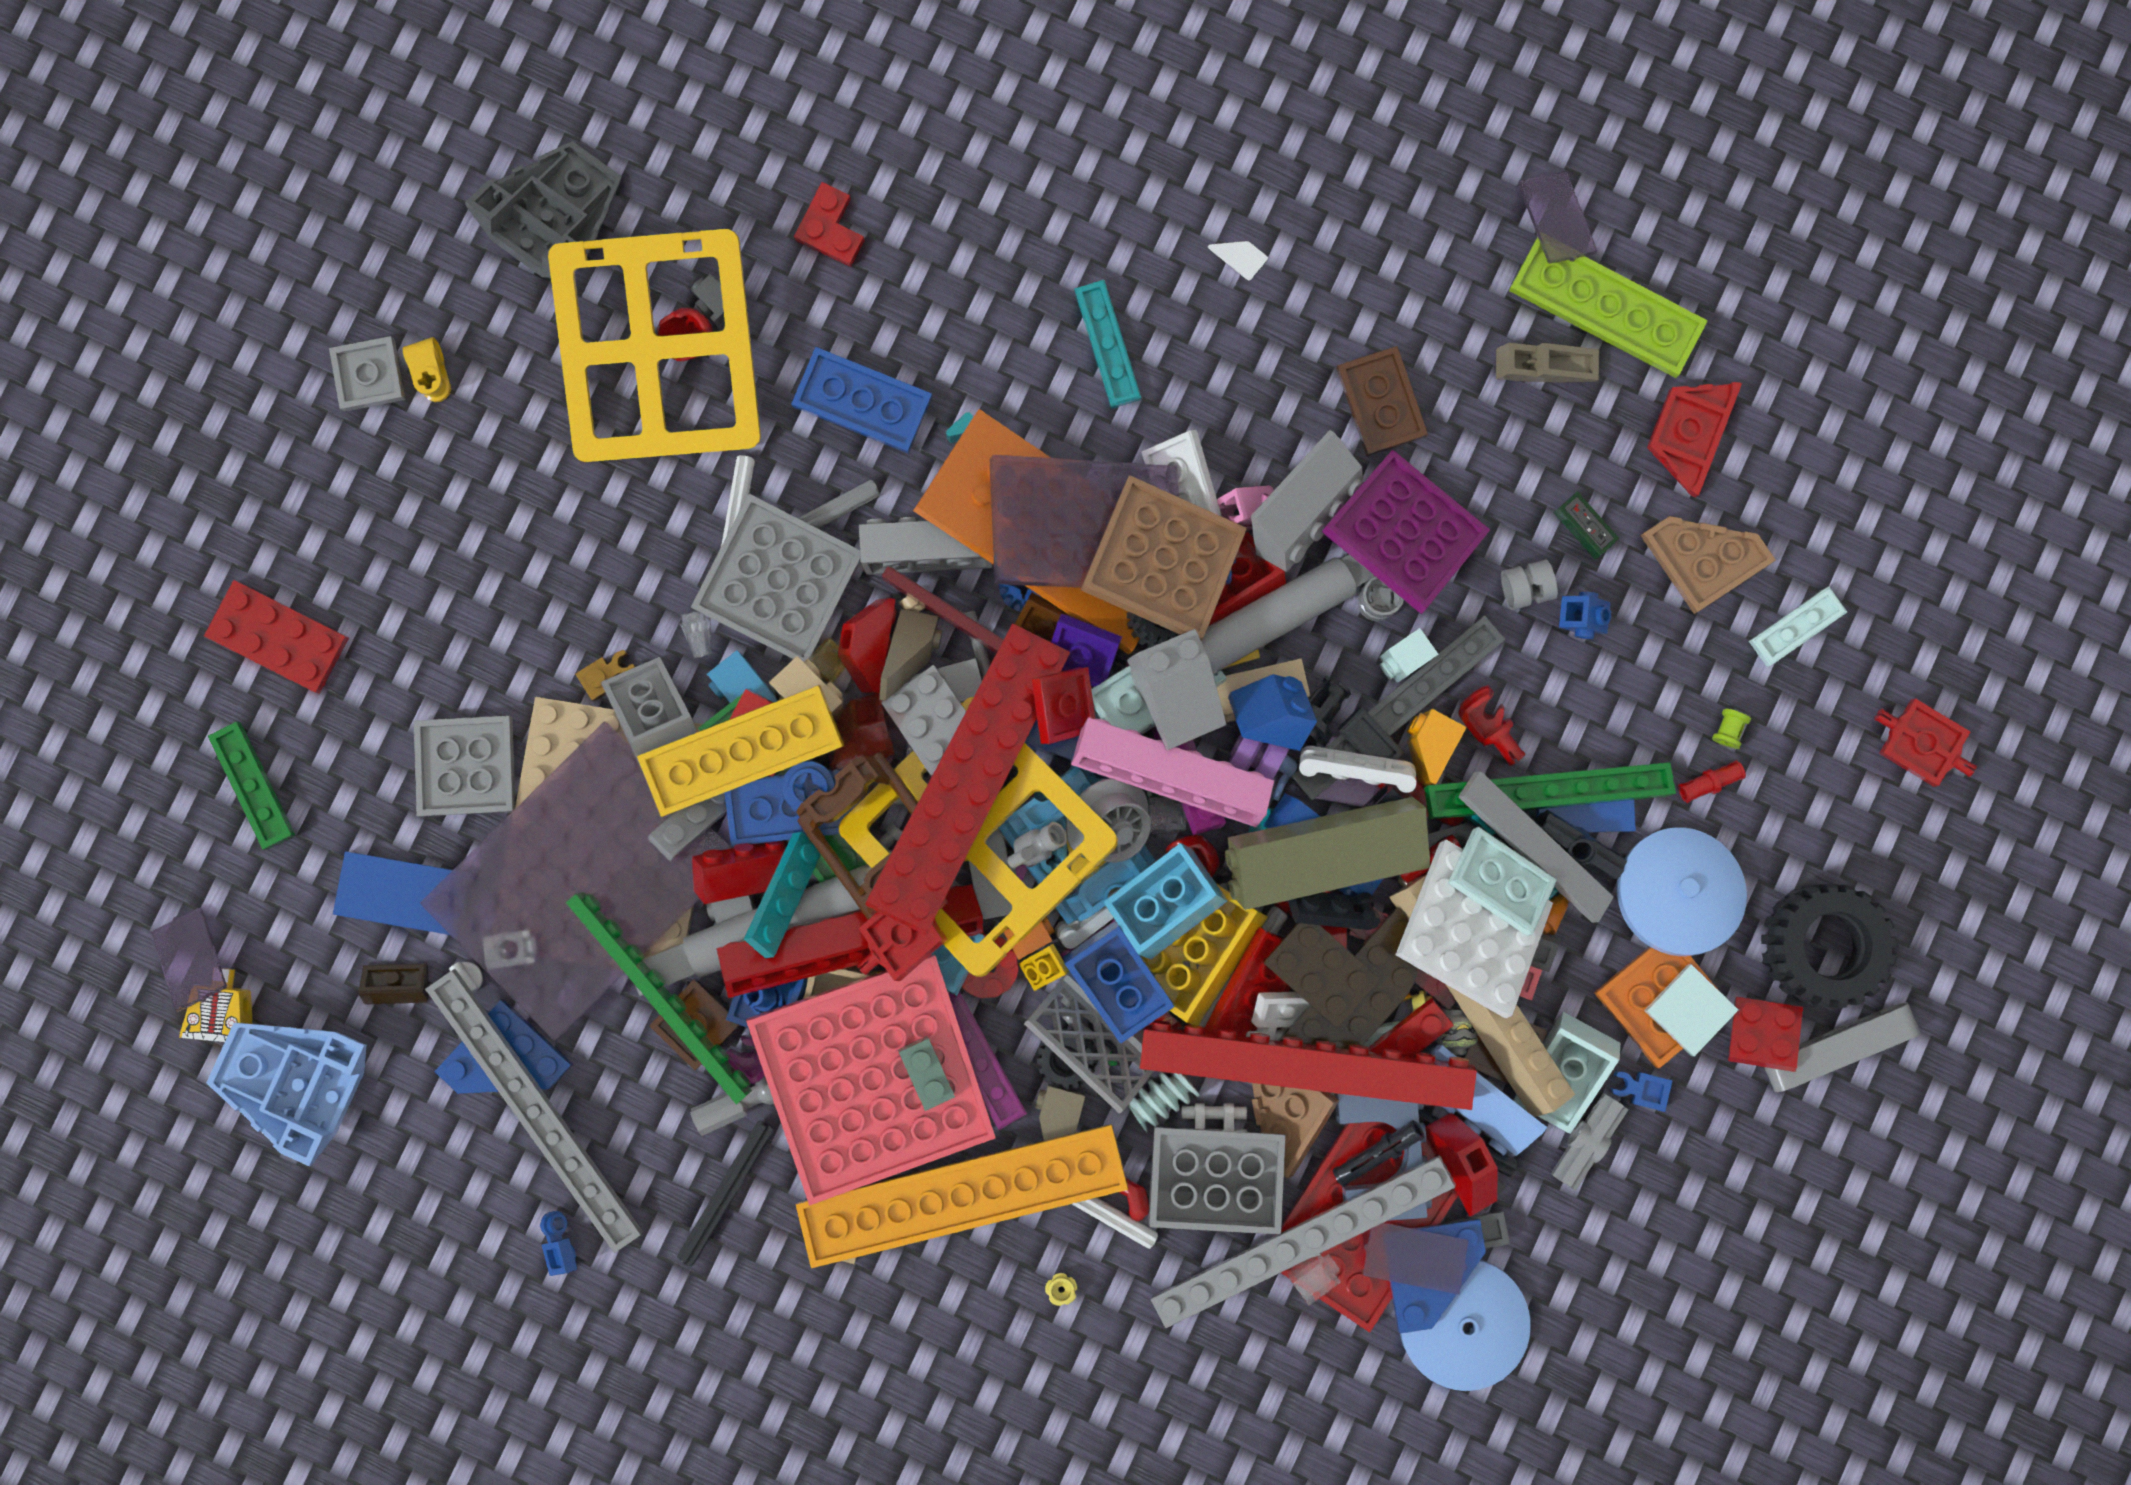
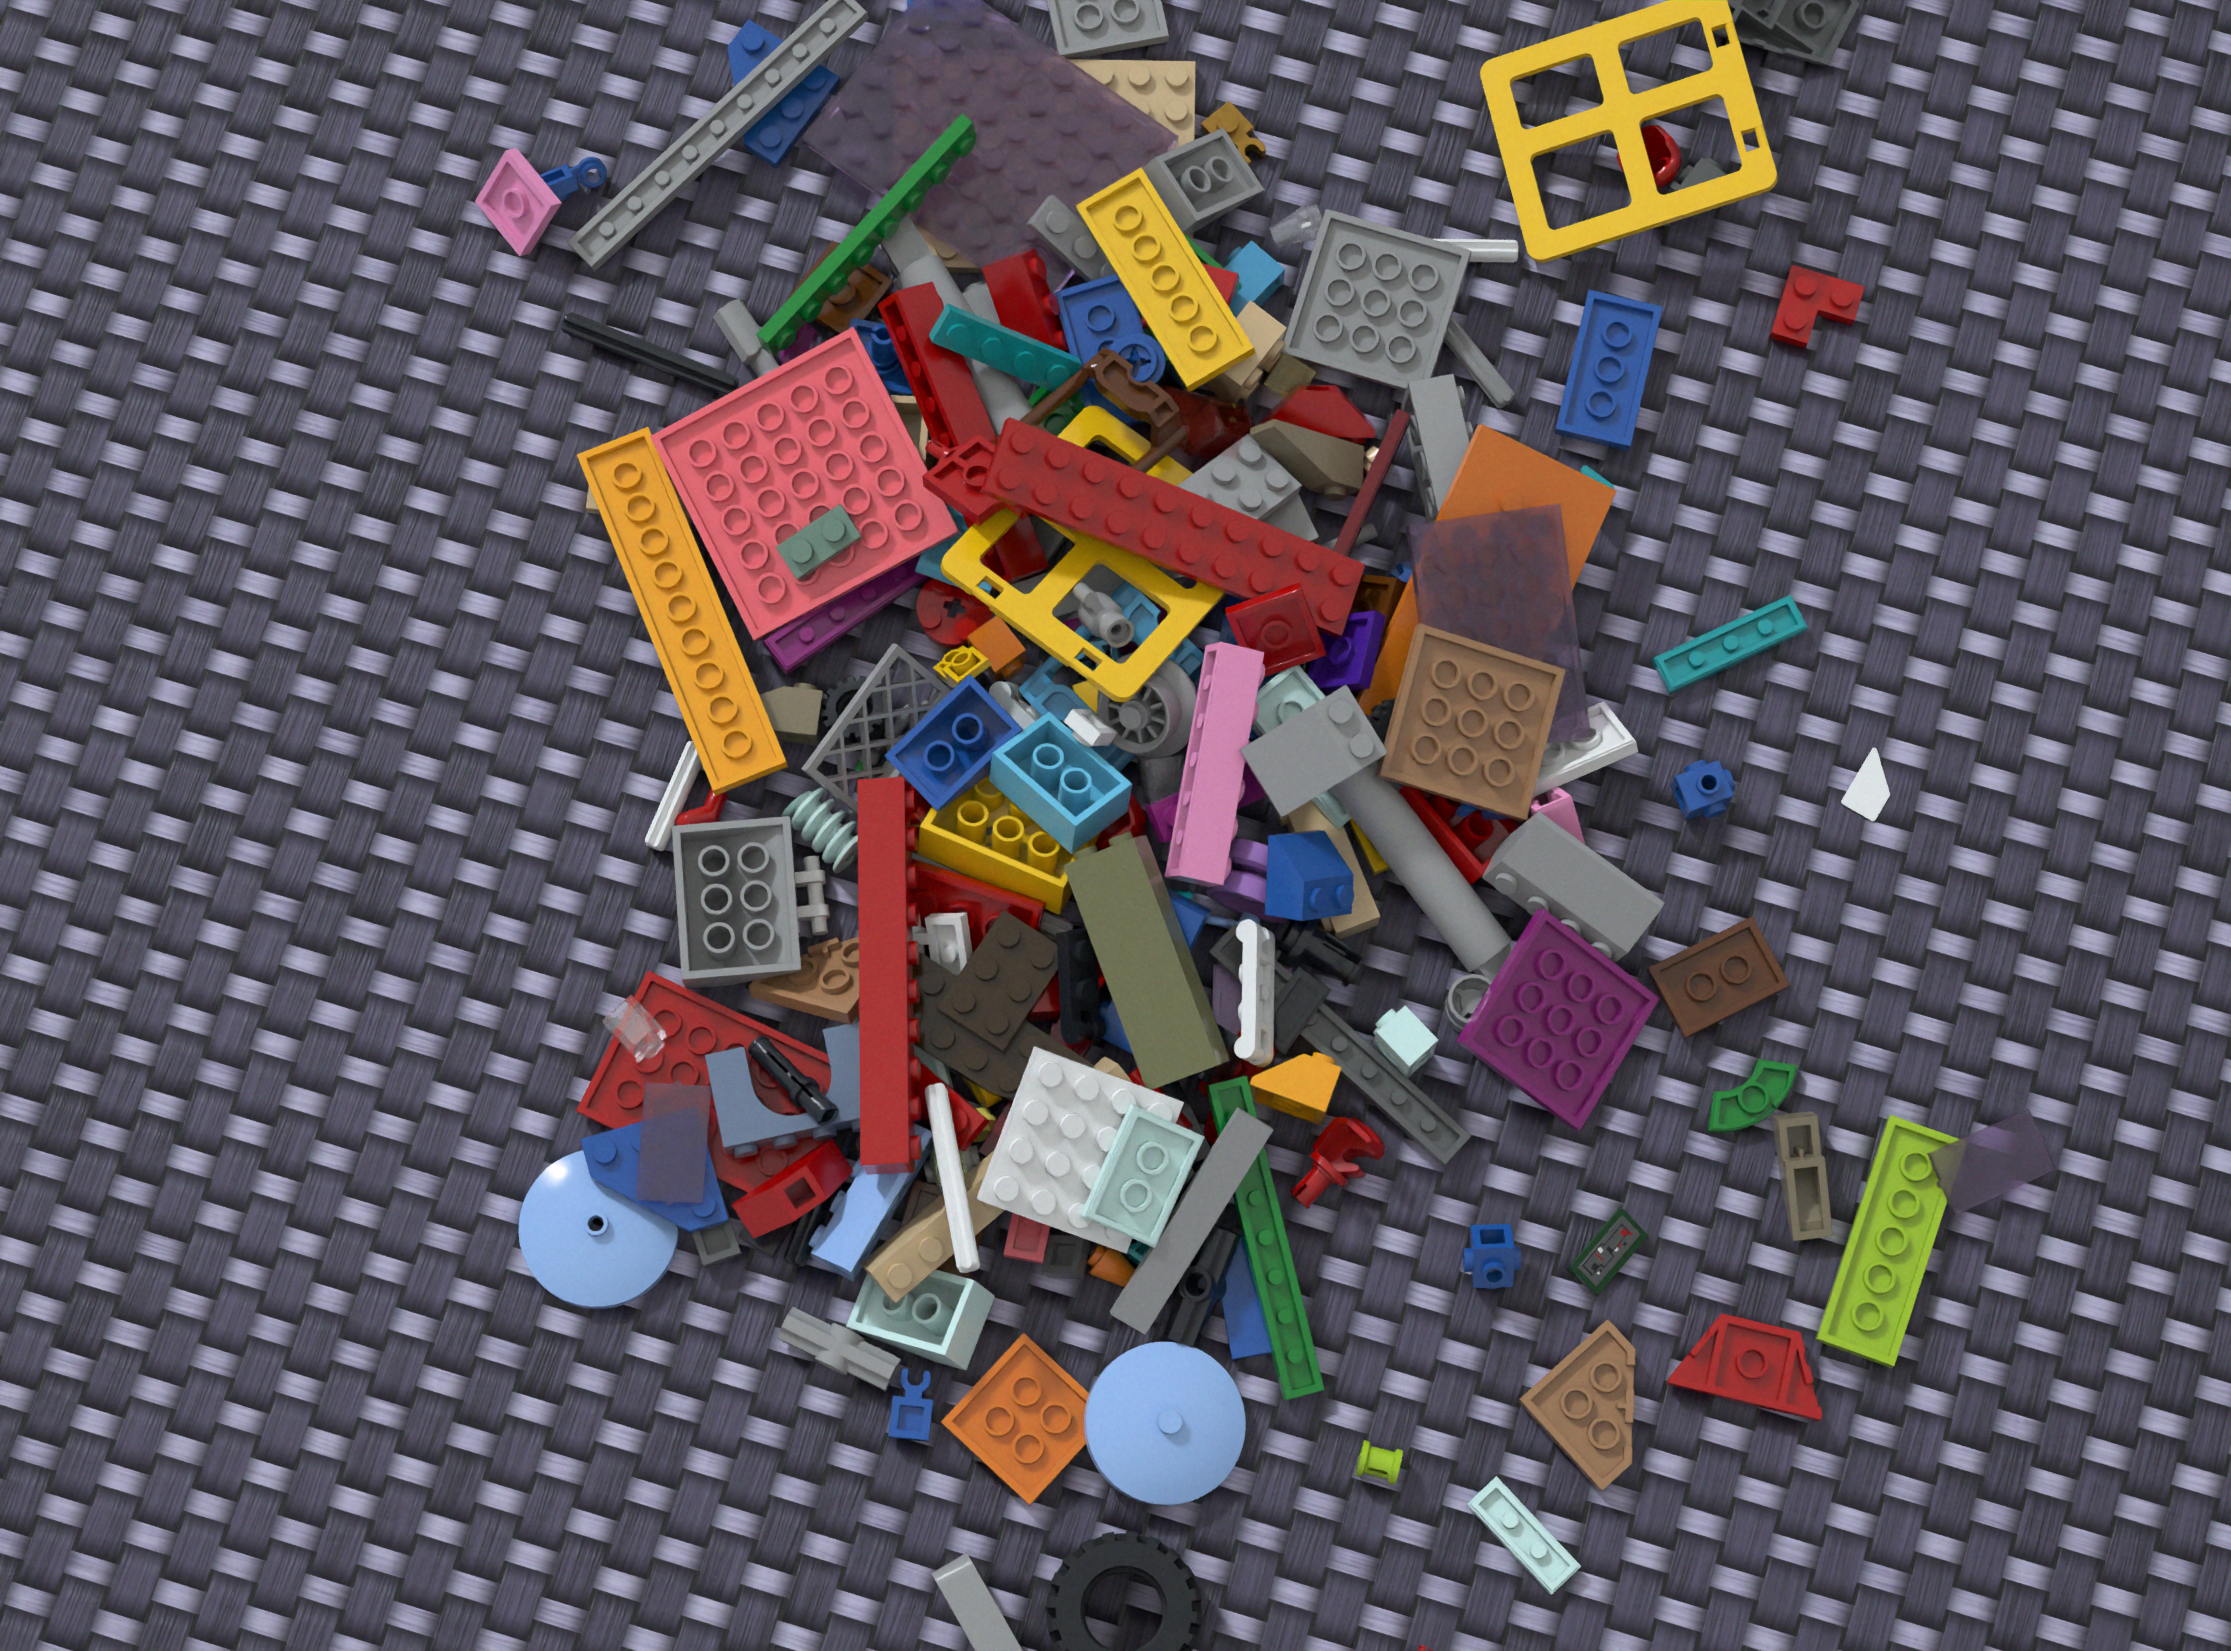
camera: 80 degrees right, 10 degrees down
(470, 974) = (863, 39): white plate -> none
(495, 949) = (894, 54): clear brick -> none
(573, 1292) = (518, 201): none -> bright pink plate
(1060, 1298) = (580, 738): light yellow plate -> none
(1126, 870) = (1089, 728): none -> white plate
(1228, 395) = (1703, 790): none -> blue brick
(1303, 1241) = (677, 1008): light grey plate -> none
(1481, 392) = (1753, 1100): none -> green tile
(1486, 1036) = (952, 1178): none -> white axle
(1533, 583) = (1518, 1184): light grey wheel -> none
(1691, 1010) = (1018, 1449): light aqua tile -> none
(1711, 781) = (1308, 1446): red pin -> none
(1765, 1034) = (1001, 1547): red plate -> none

